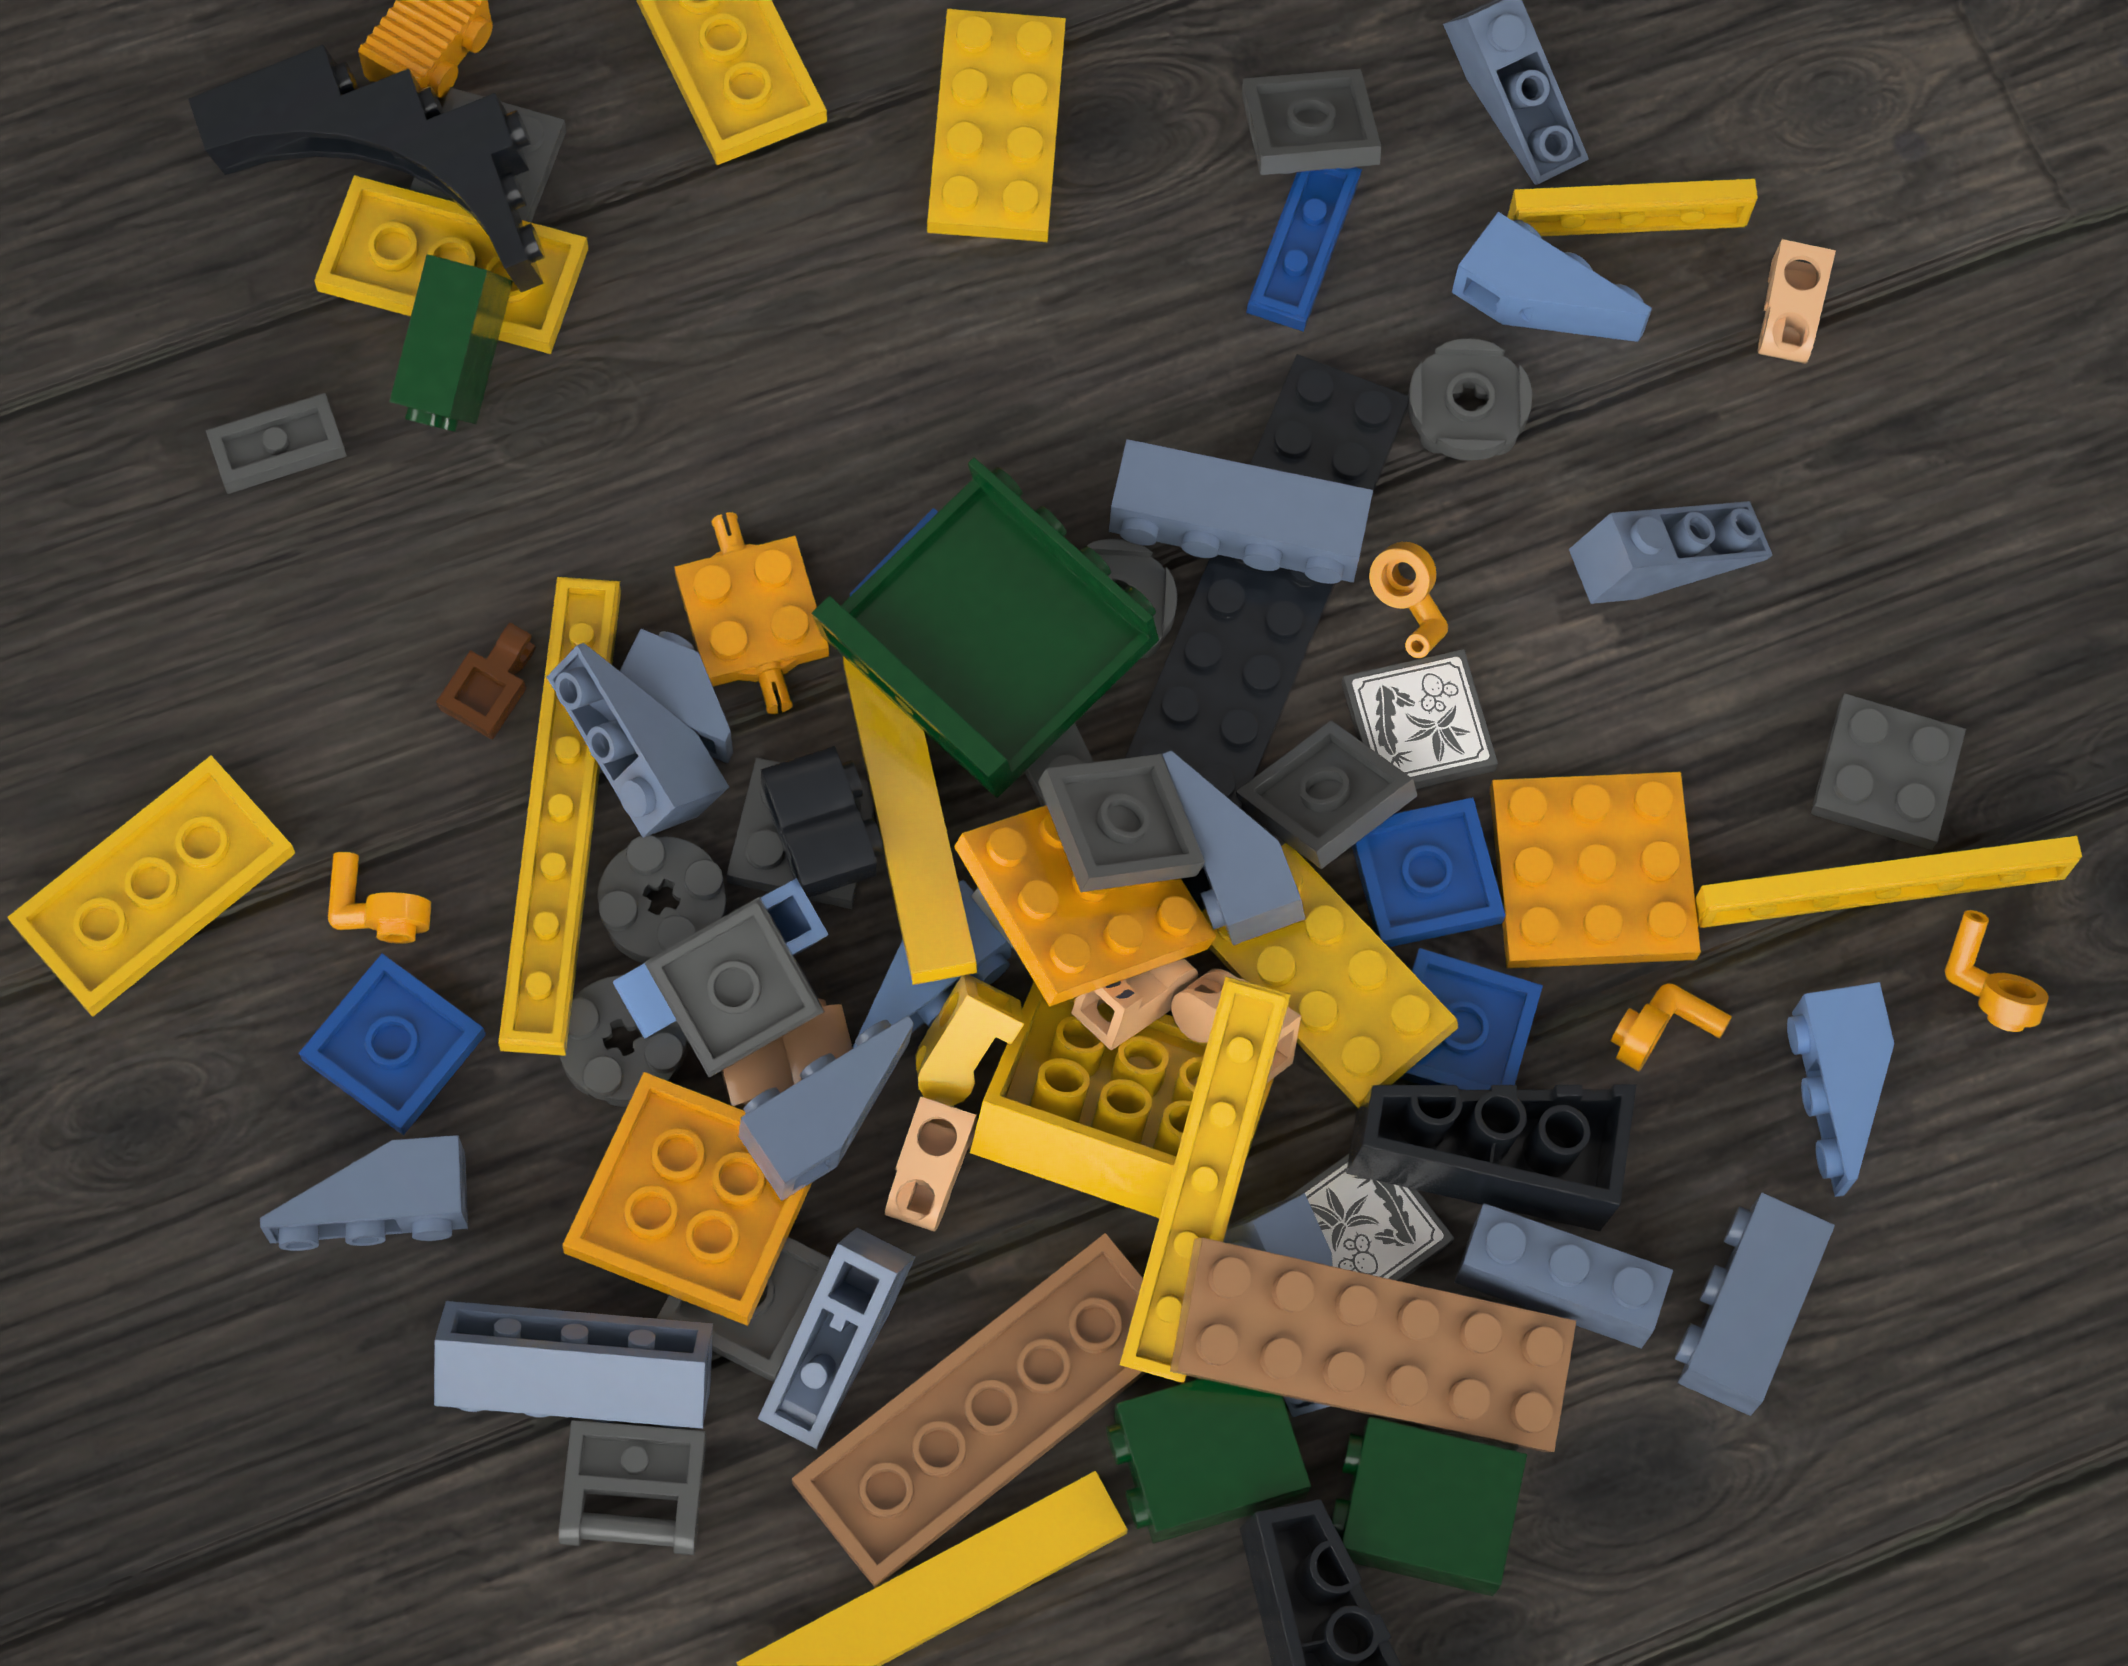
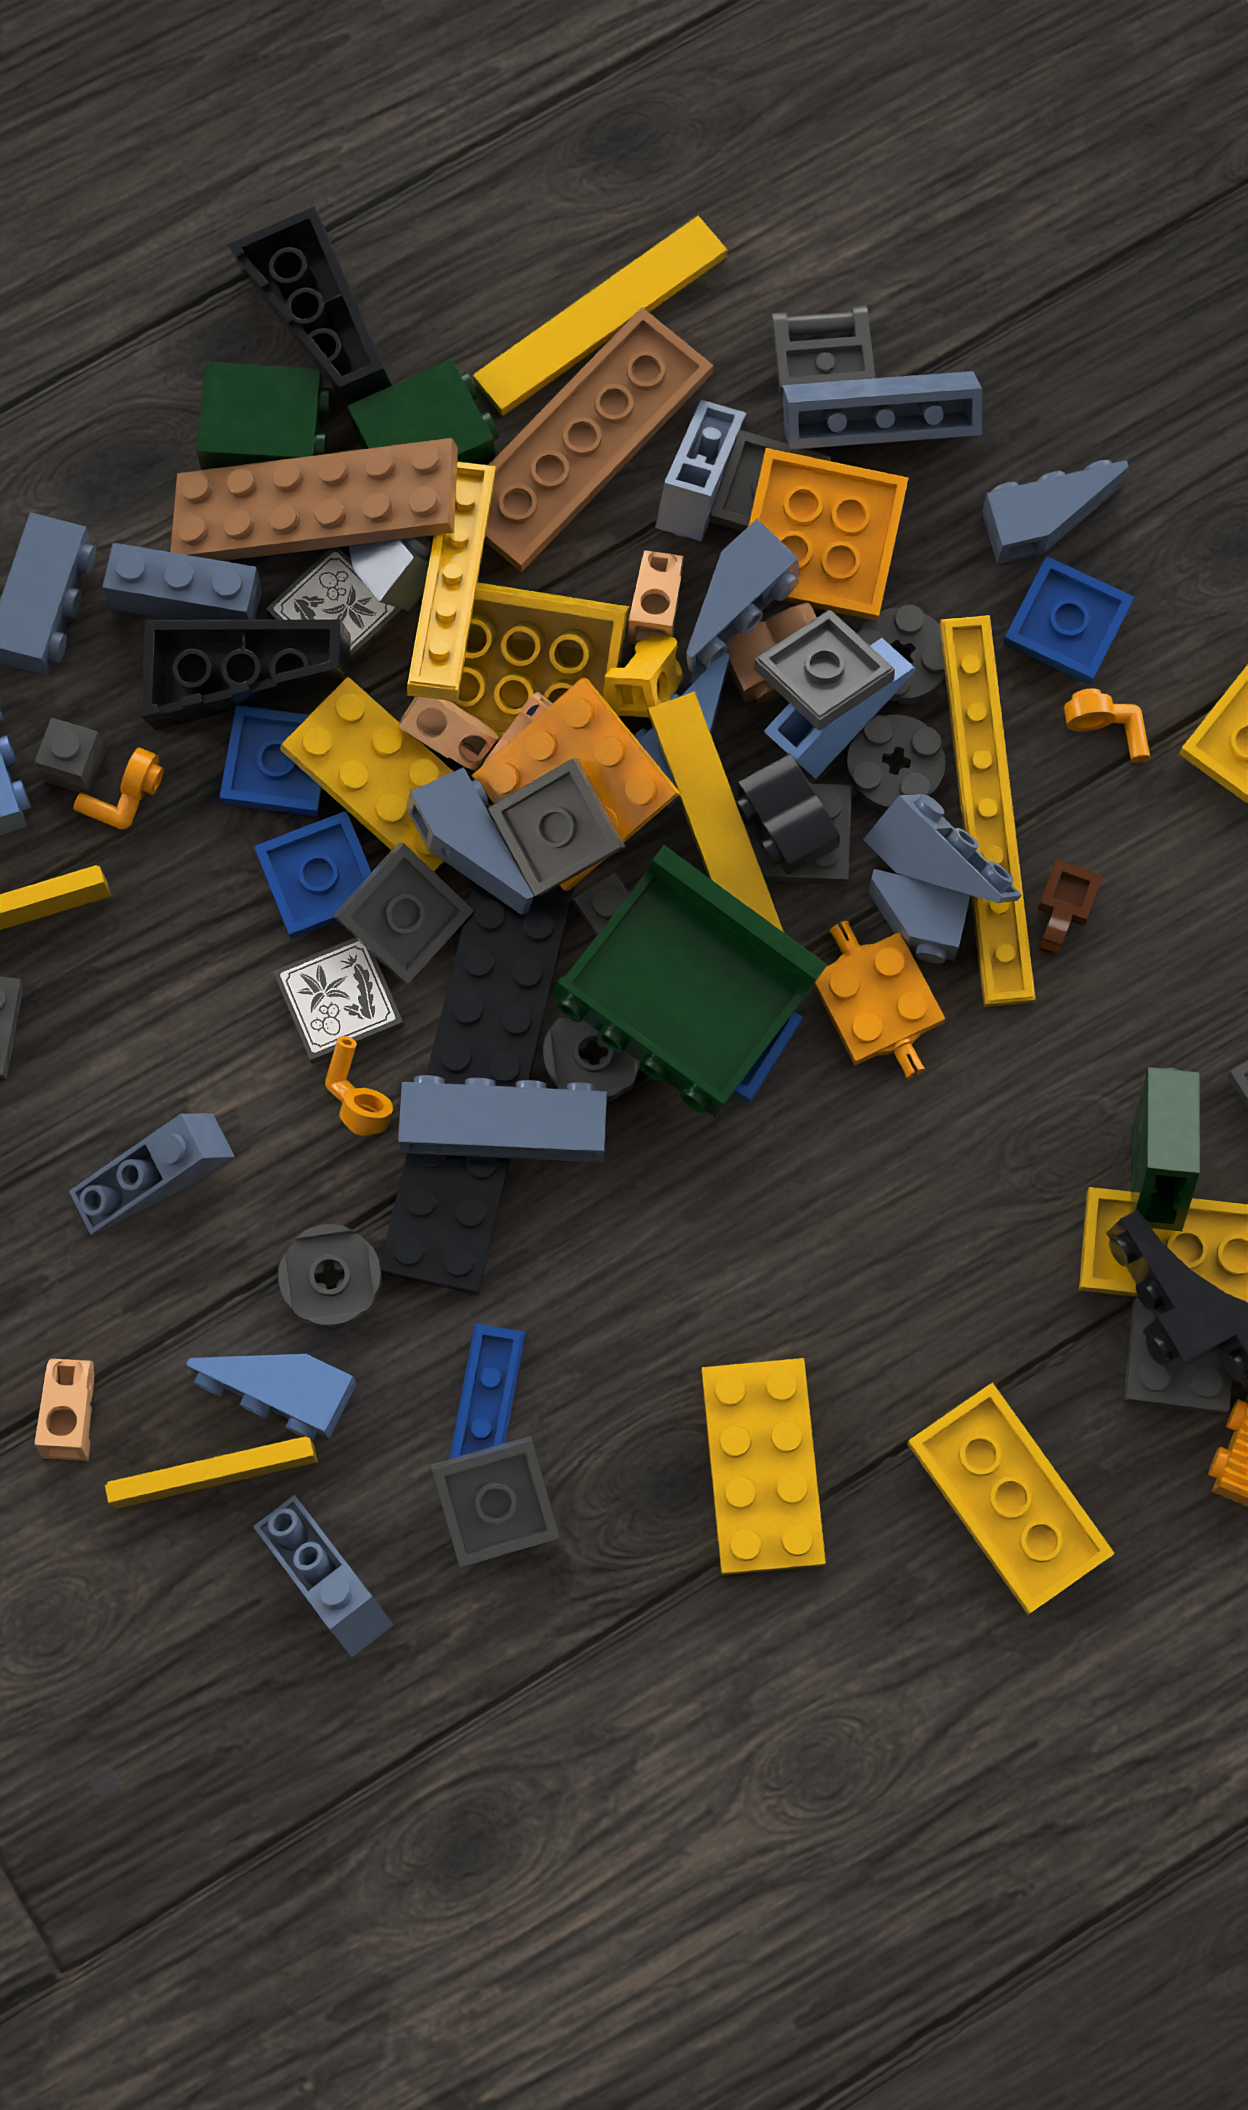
camera: 175 degrees right, 5 degrees up
(1594, 870) = (188, 906): light orange plate -> none
(1731, 1071) = (70, 756): none -> dark grey brick

